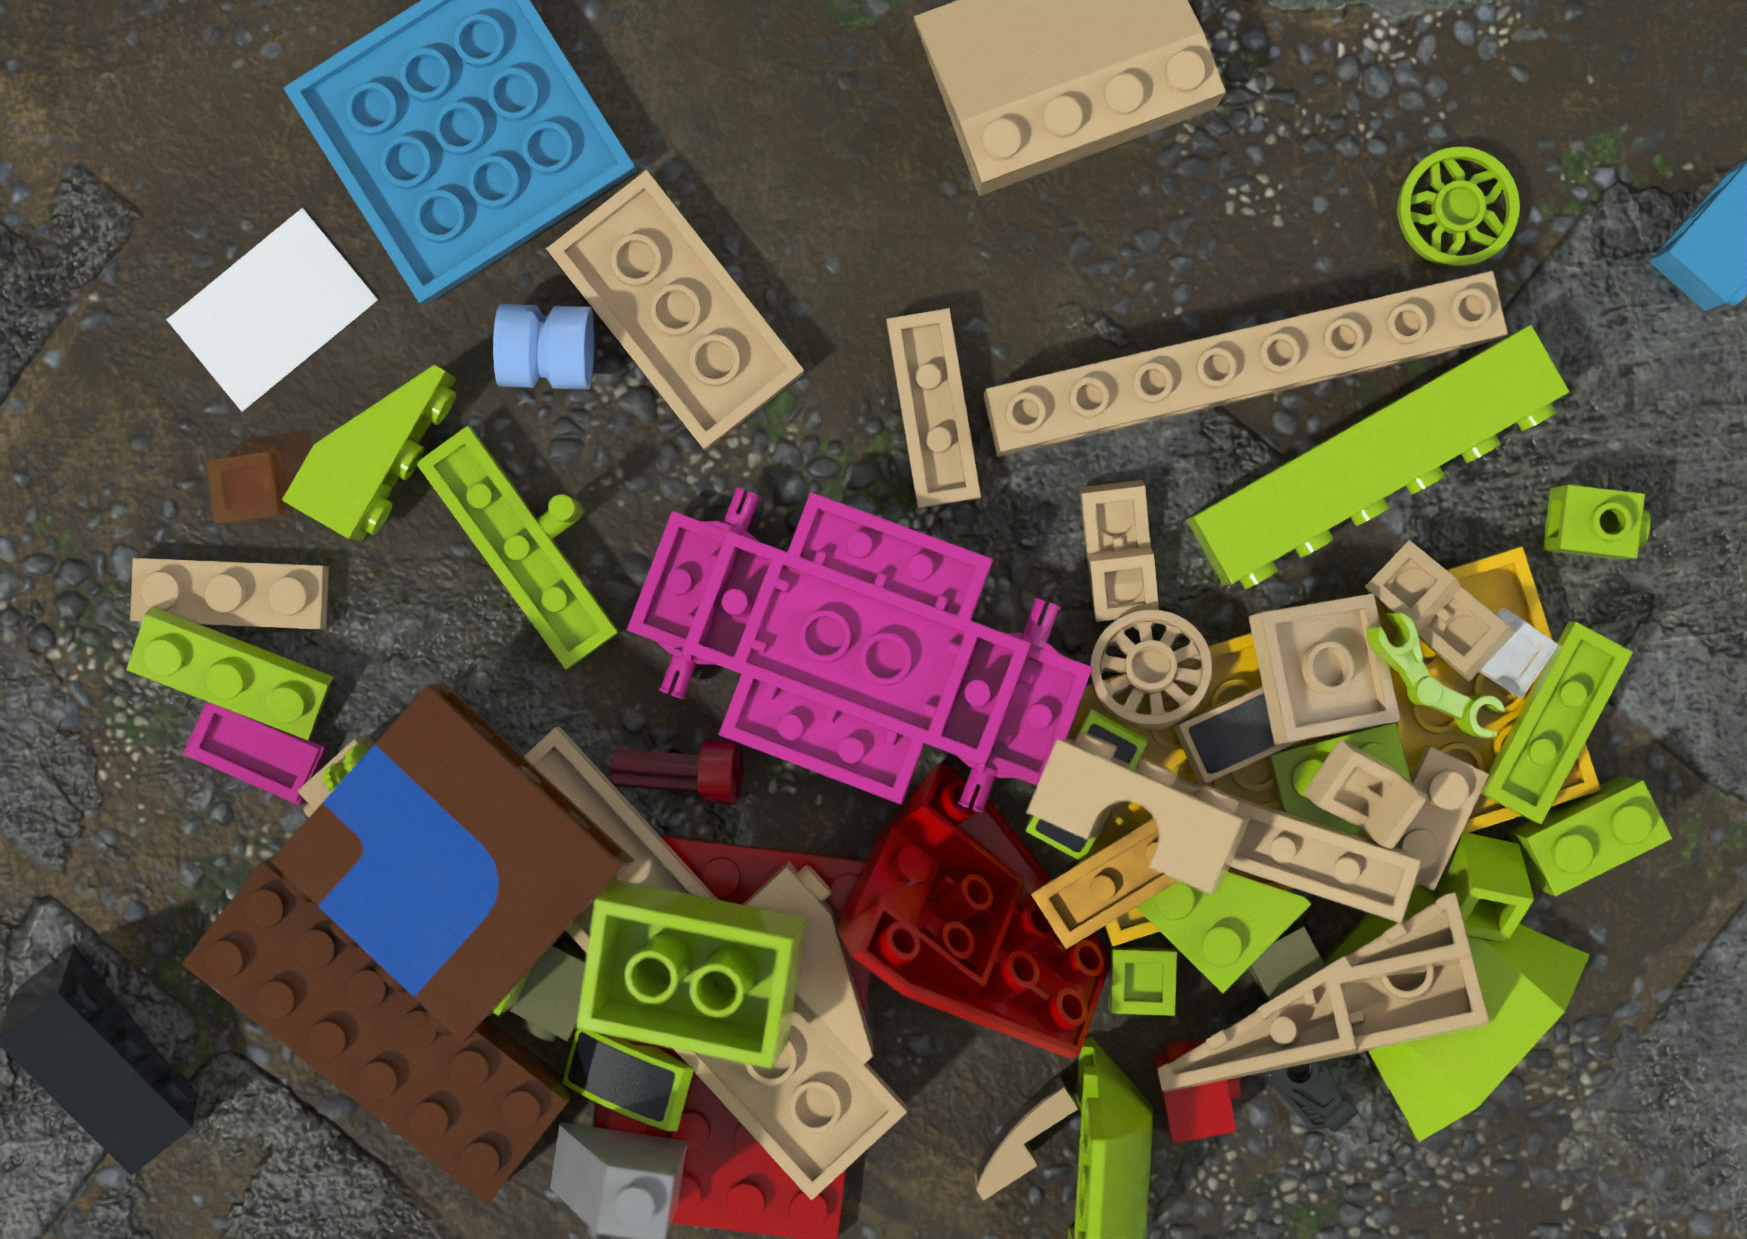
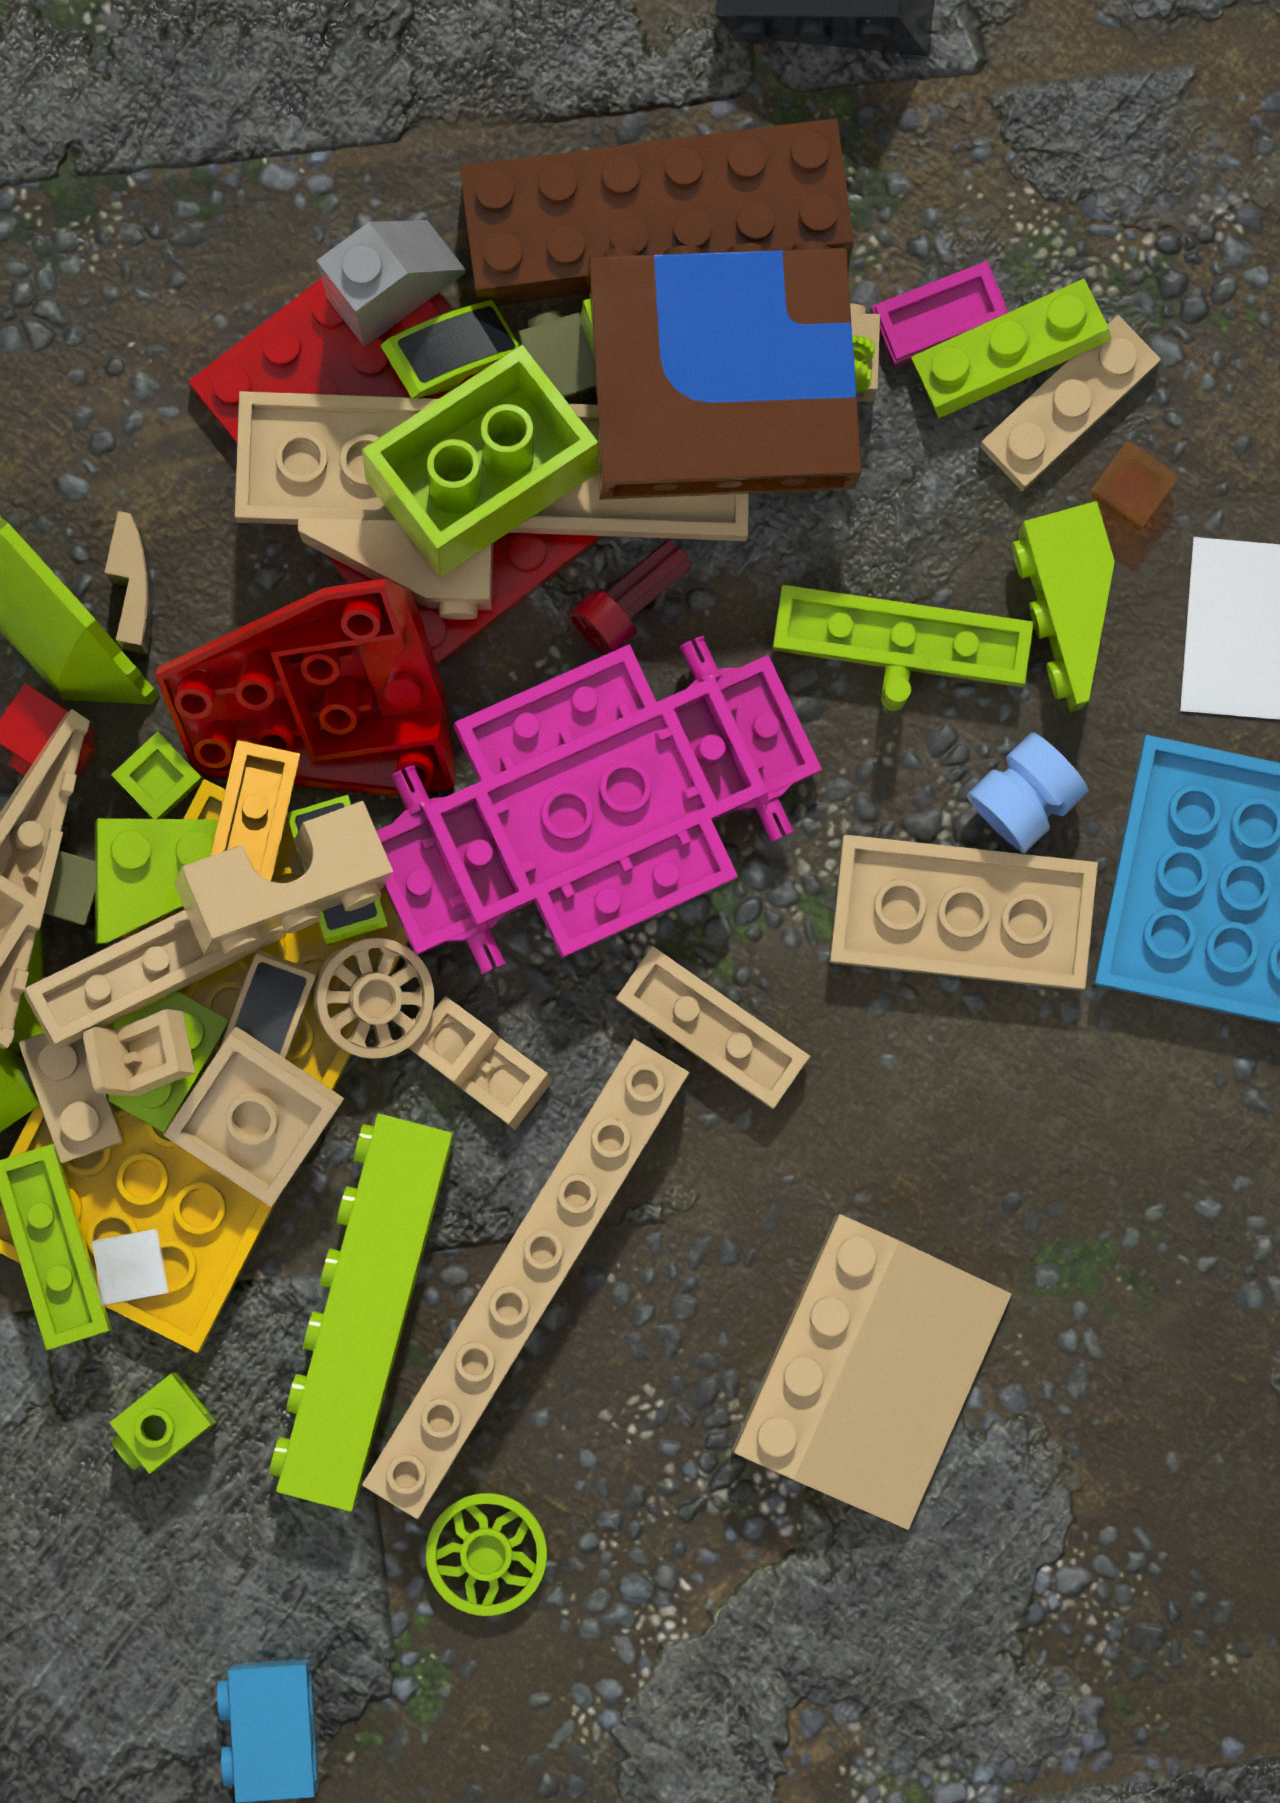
camera: 130 degrees right, 5 degrees down
(1423, 689) = (169, 1173): lime piece -> none
(1443, 612) = (212, 1243): tan slope -> none

